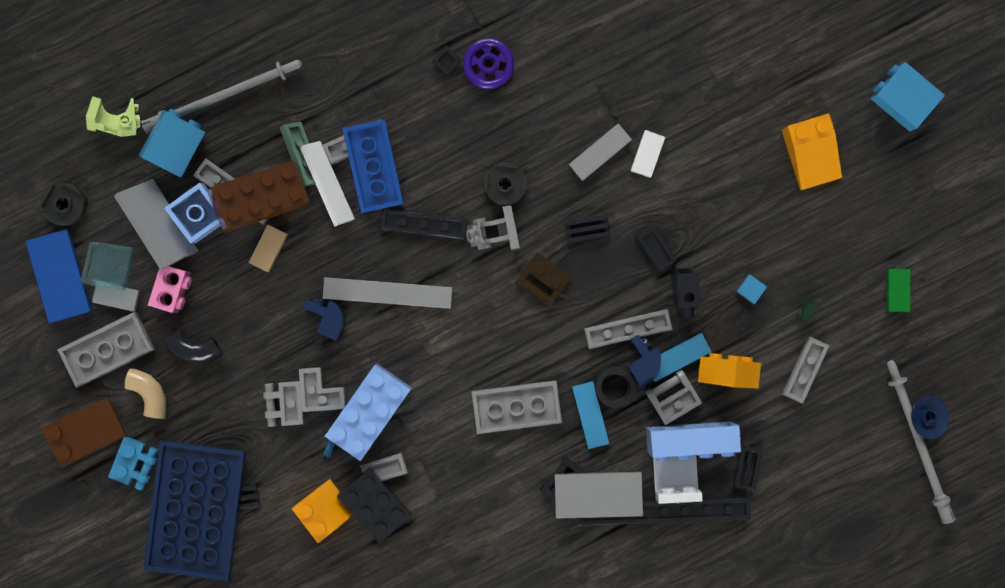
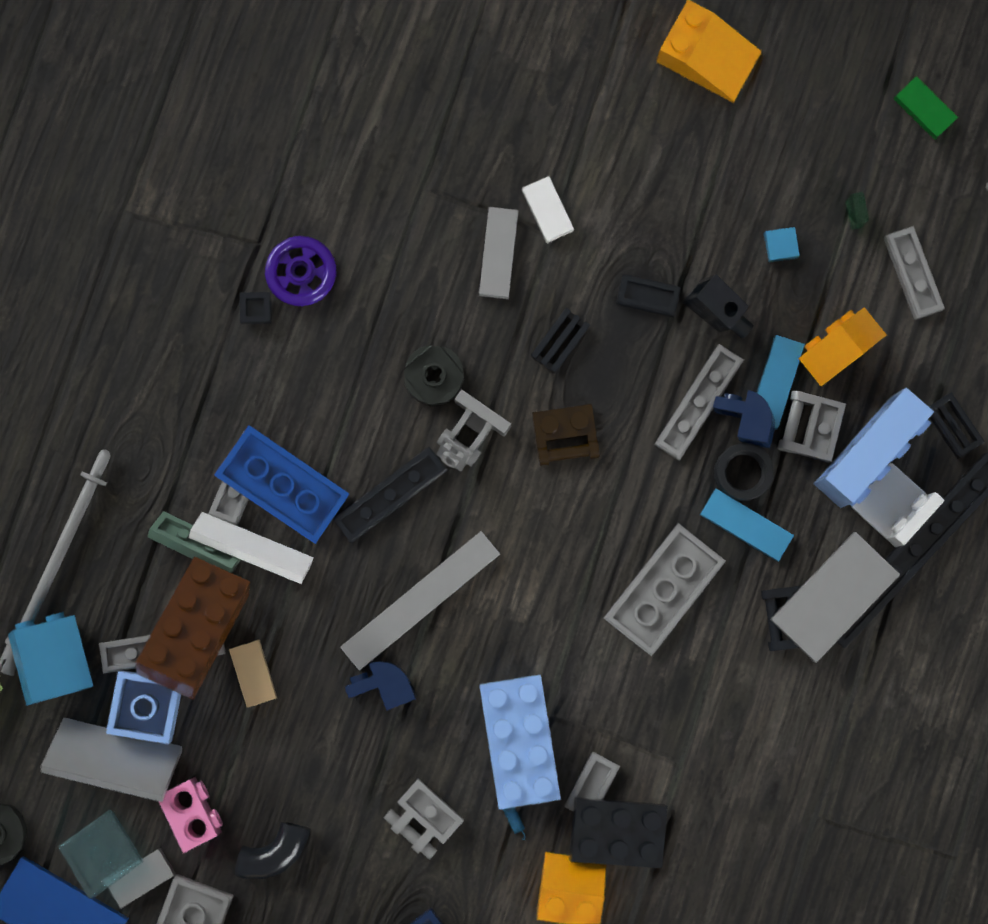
camera: 50 degrees left, 5 degrees down
(316, 397) = (450, 779): light grey plate -> none

